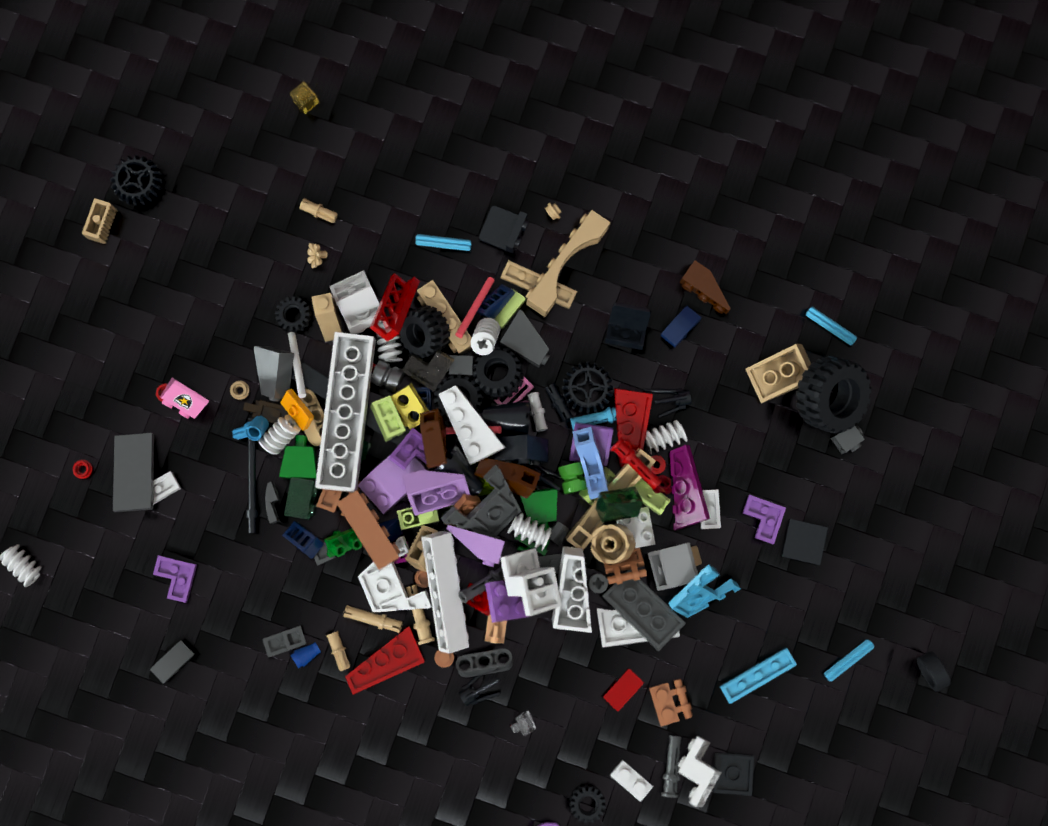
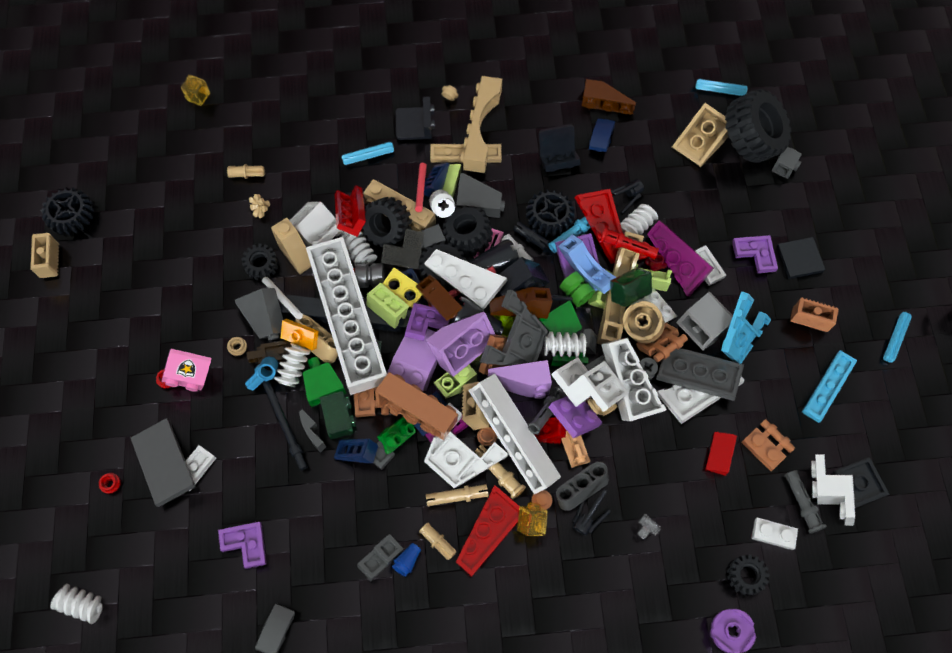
camera: 25 degrees left, 15 degrees down
(425, 673) = (532, 520): none -> clear yellow brick
(779, 605) = (814, 314): none -> nougat brick

